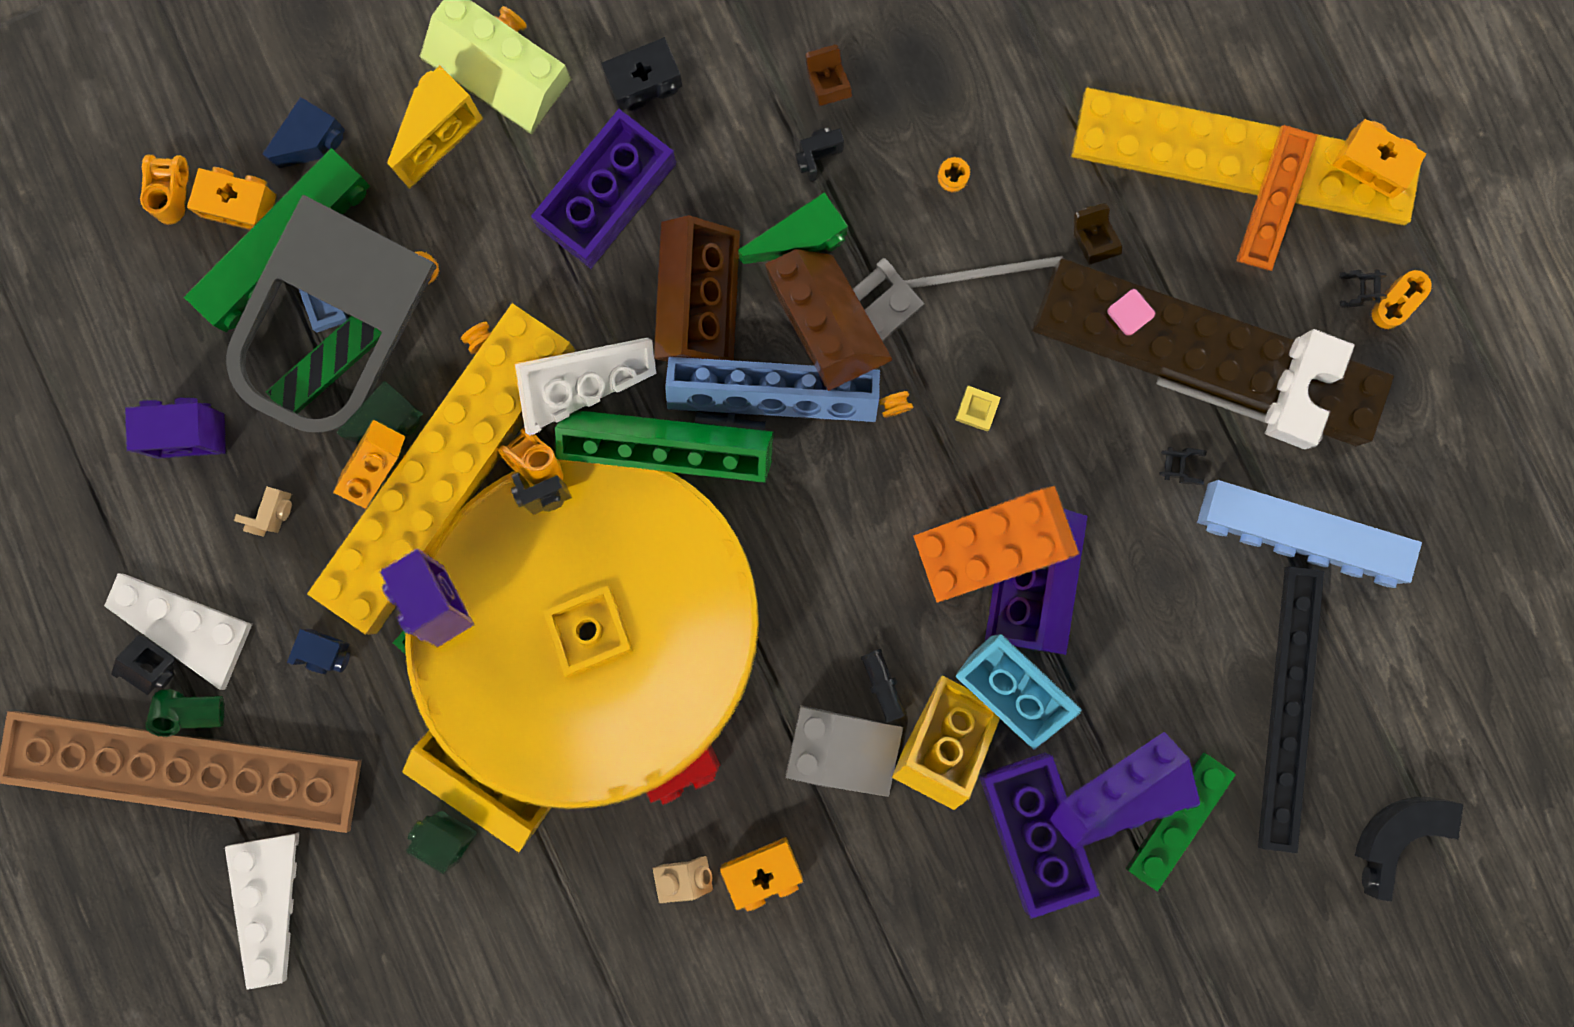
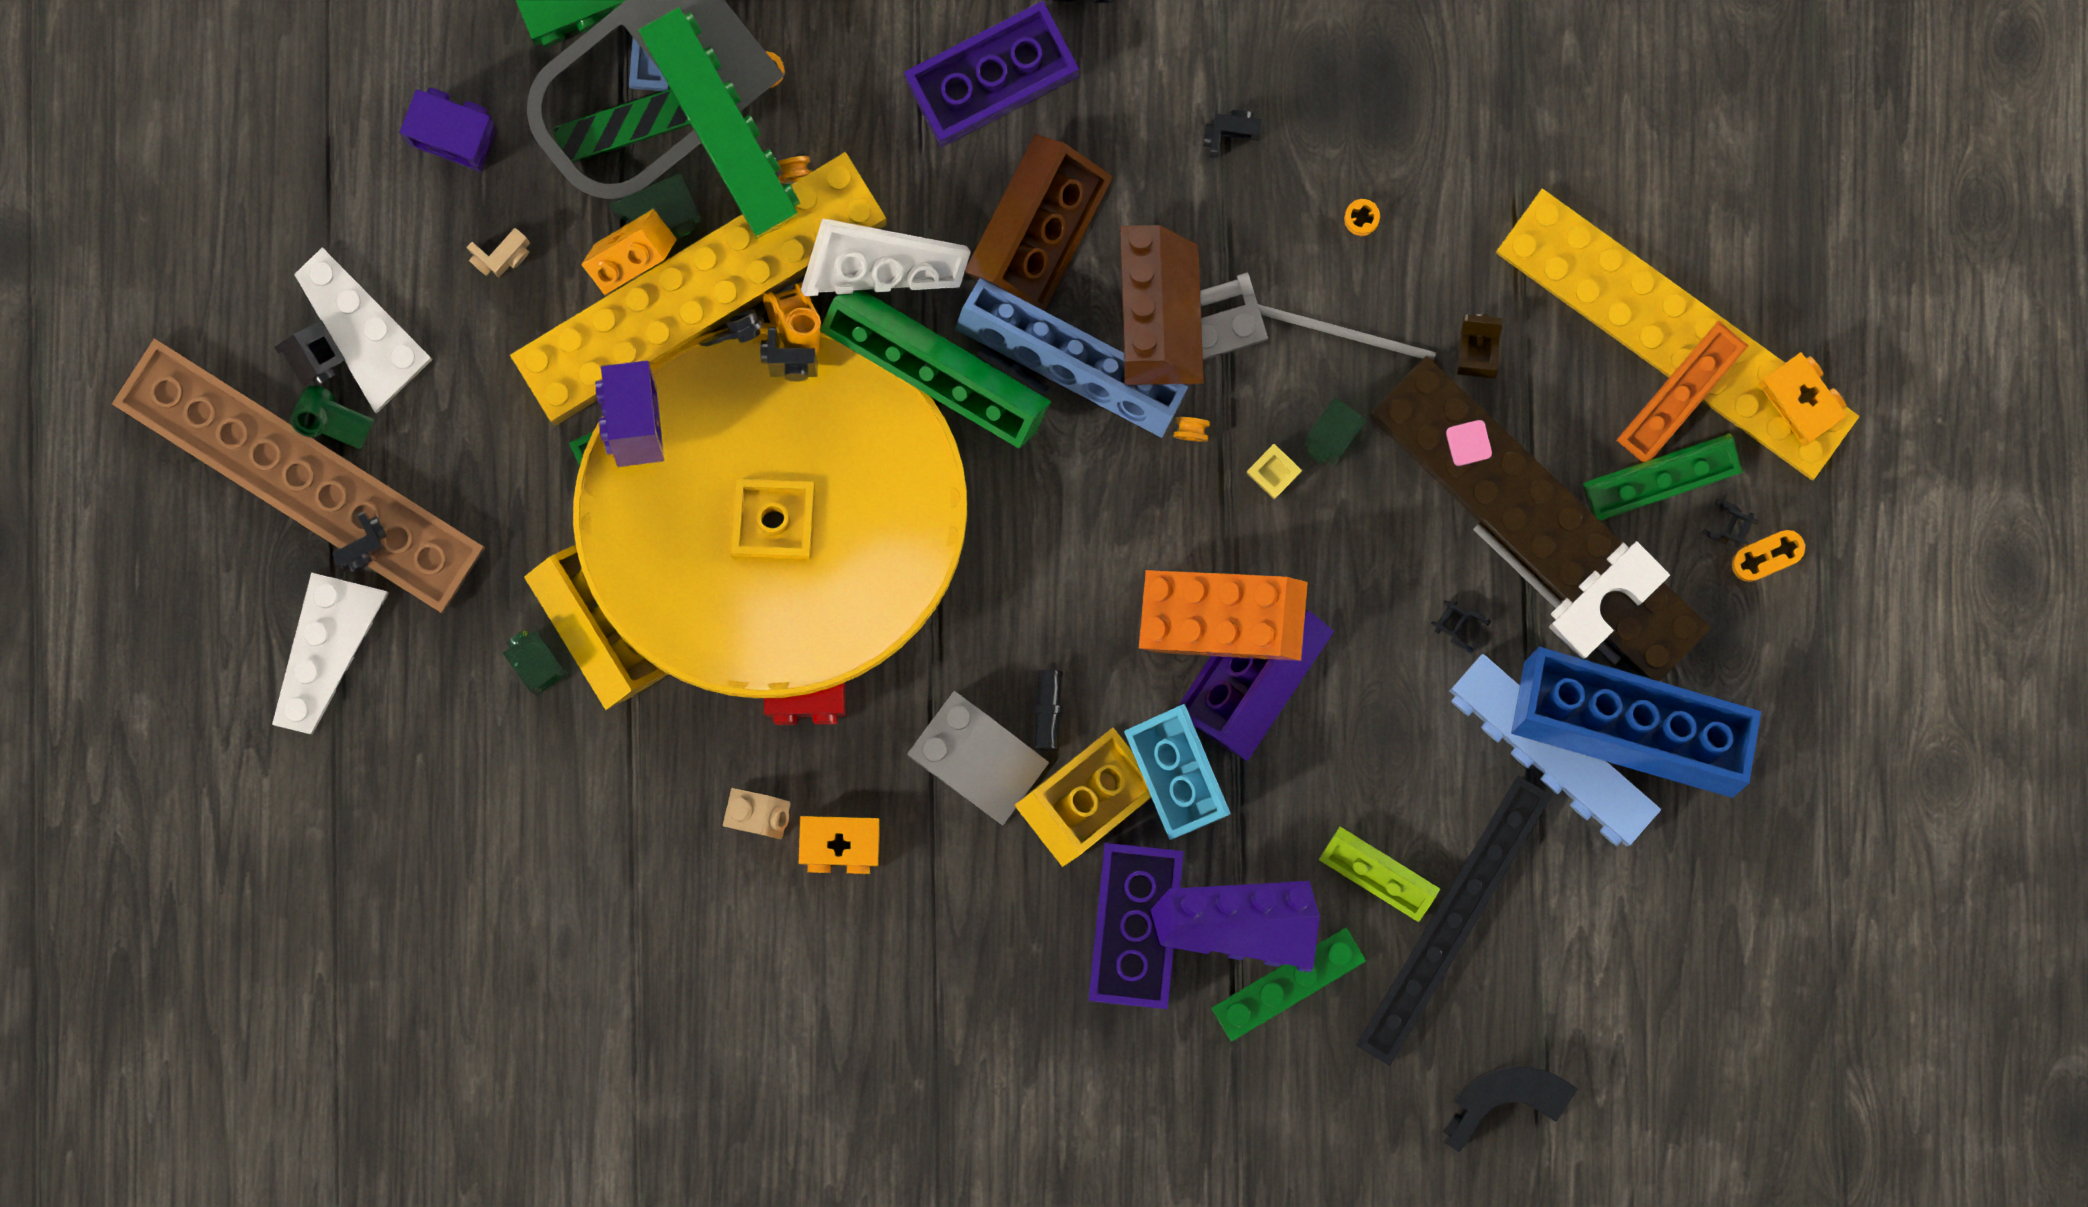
camera: 25 degrees right, 0 degrees up
(252, 815) = (359, 553): none -> black bracket
(319, 651) = (492, 419): dark blue brick -> none
(391, 322) = (718, 123): none -> green brick
(491, 484) = (742, 326): none -> black plate
(810, 228) = (1183, 209): green slope -> none
(827, 75) = (1276, 56): reddish brown bracket -> none
(1015, 354) = (1333, 433): none -> clear green brick
(1214, 698) = (1379, 874): none -> lime plate
(1291, 273) = (1662, 477): none -> green tile
(1372, 480) = (1636, 722): none -> blue brick

